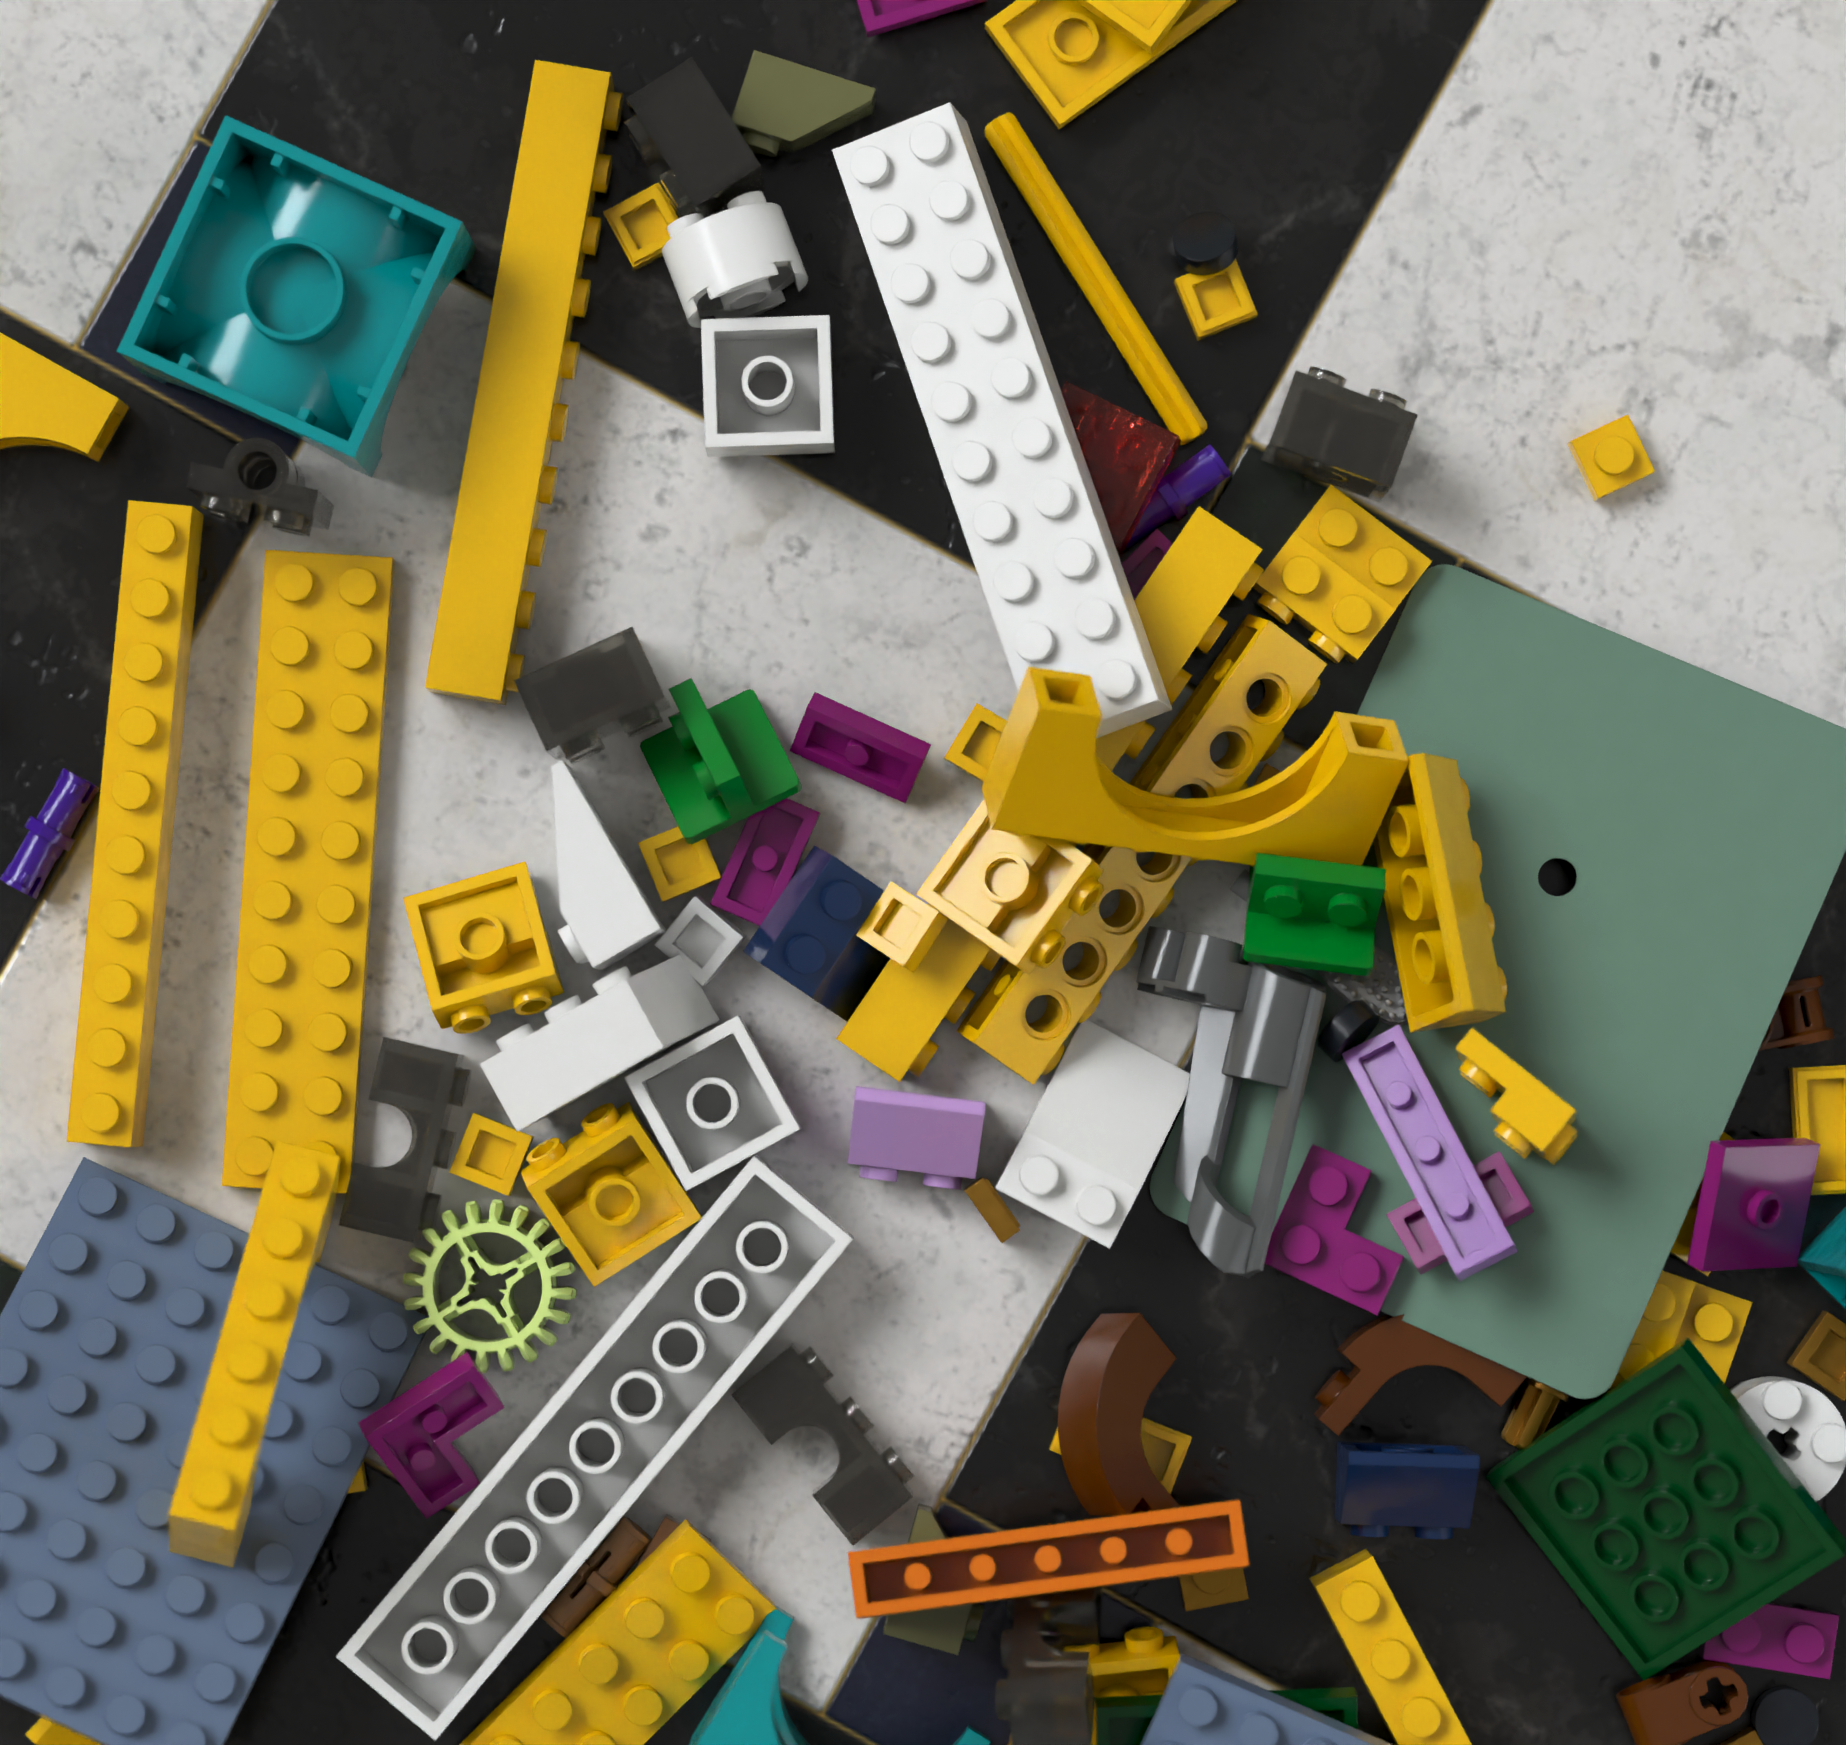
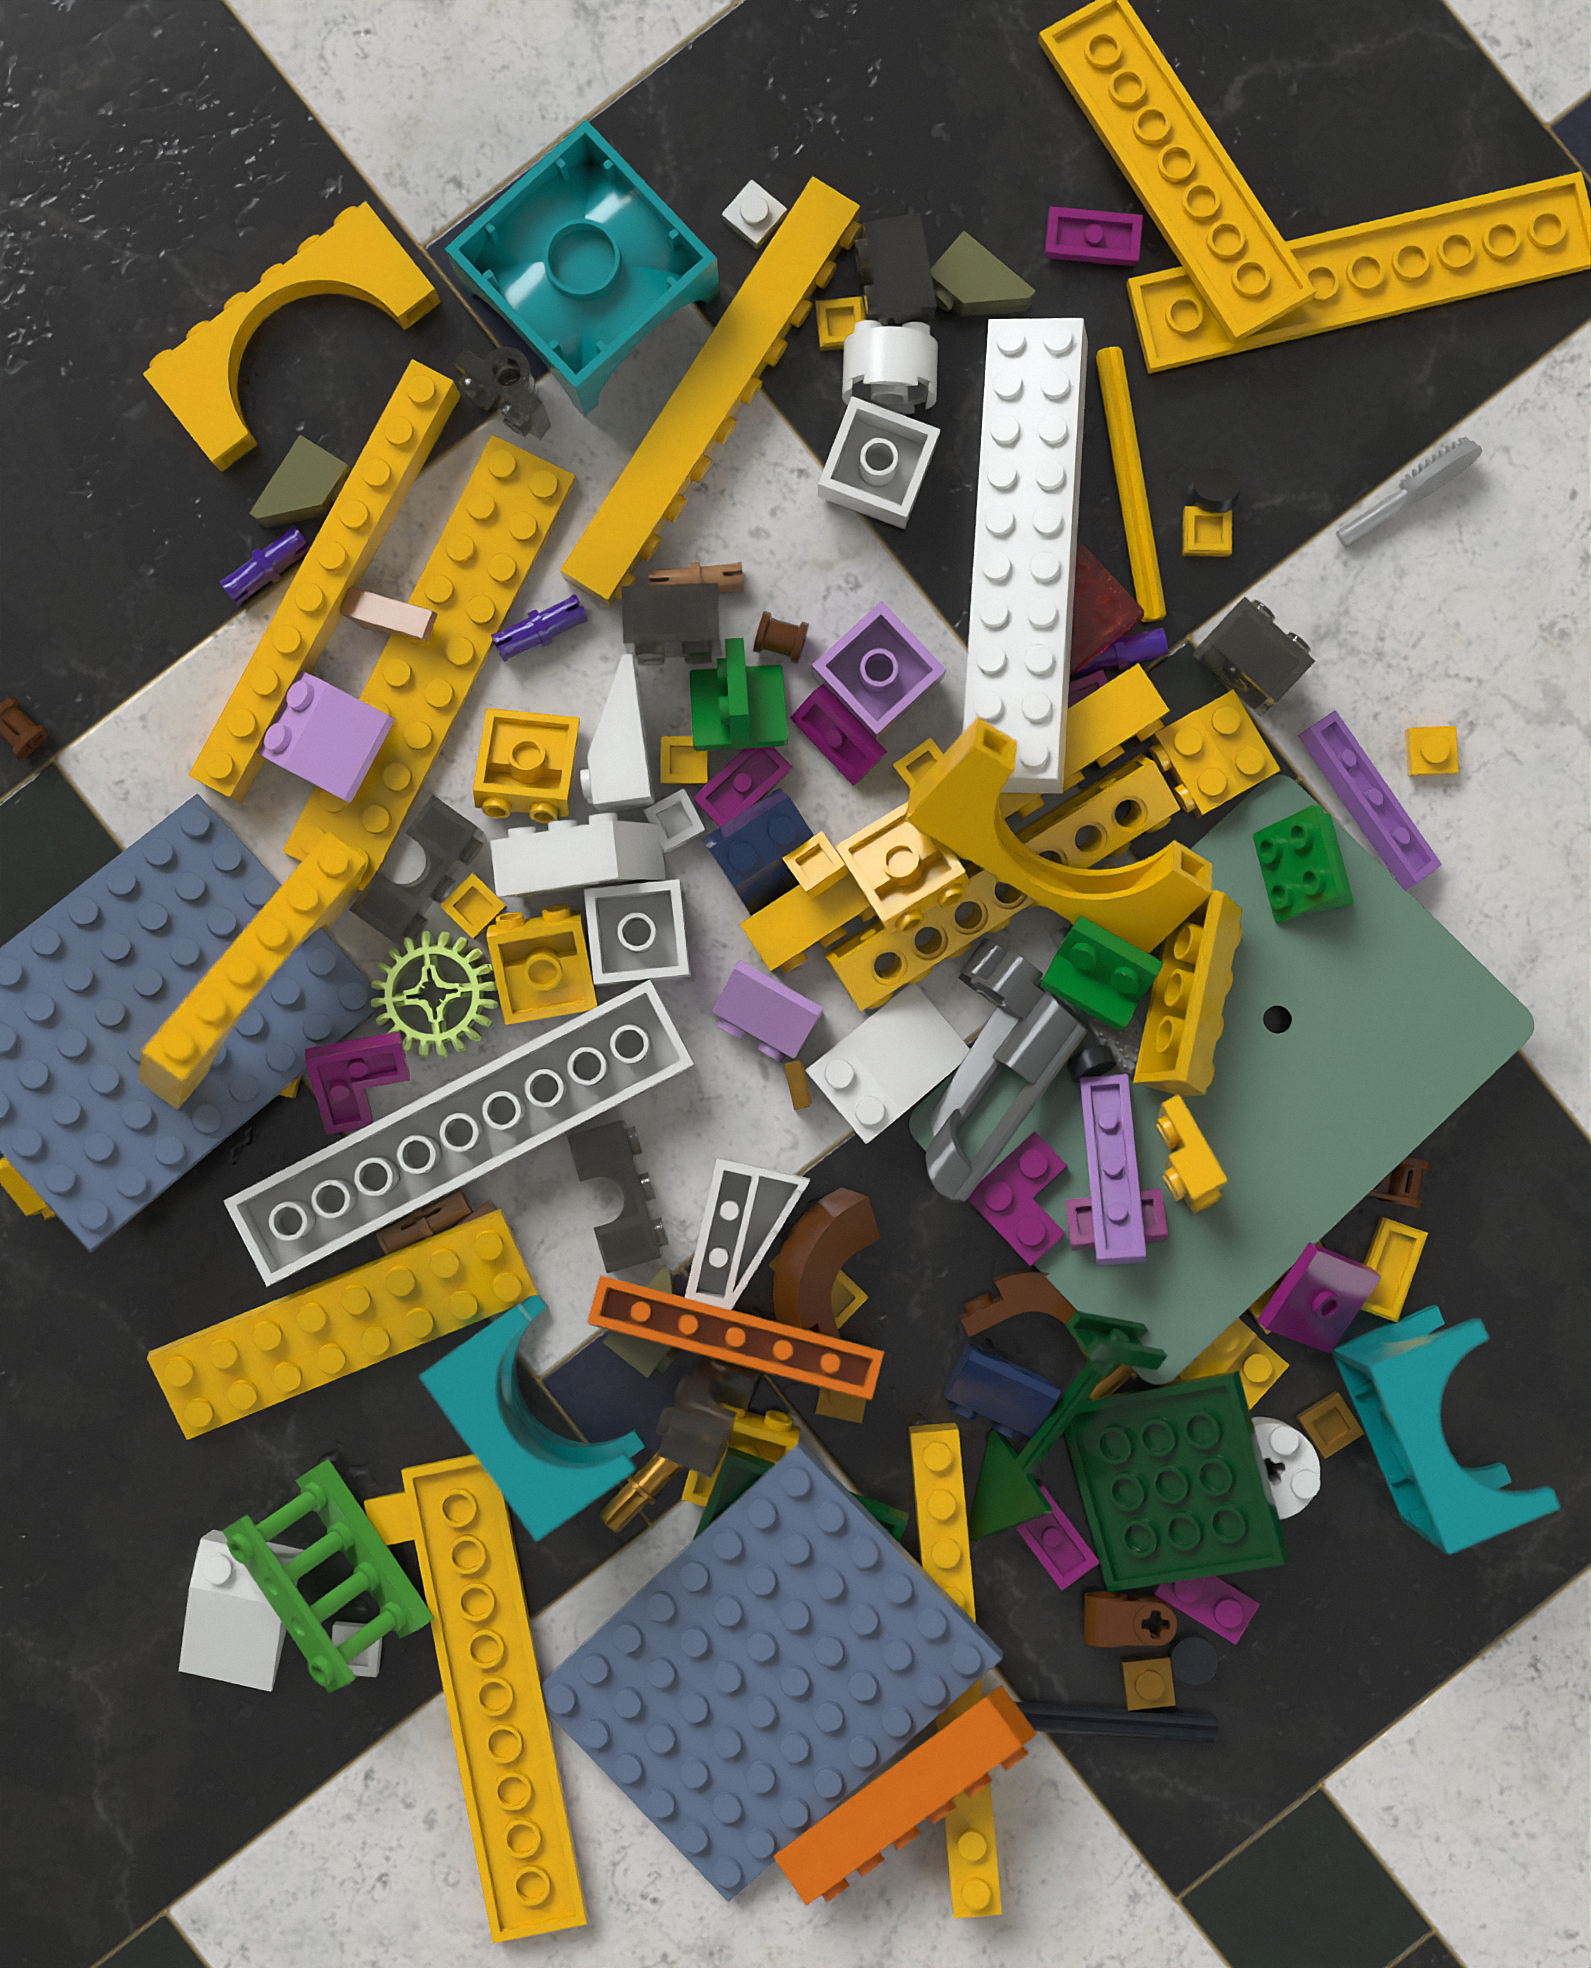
camera: 25 degrees right, 0 degrees up
(56, 714) = (302, 486): none -> olive slope
(218, 1020) = (325, 736): none -> lavender slope
(232, 833) = (388, 615): none -> piece
(428, 769) = (539, 628): none -> dark purple pin
(479, 133) = (754, 214): none -> white plate
(626, 611) = (726, 575): none -> medium nougat pin
(736, 655) = (780, 637): none -> reddish brown bush
(877, 647) = (878, 670): none -> lavender brick
(993, 1418) = (738, 1227): none -> white wedge
(1452, 139) = (1413, 489): none -> light grey piece
(1462, 1604) = (1006, 1487): none -> dark green piece
(1509, 671) = (1302, 865): none -> green bracket
(1544, 1640) = (1058, 1545): none -> magenta plate
(1559, 553) = (1369, 800): none -> medium lavender plate

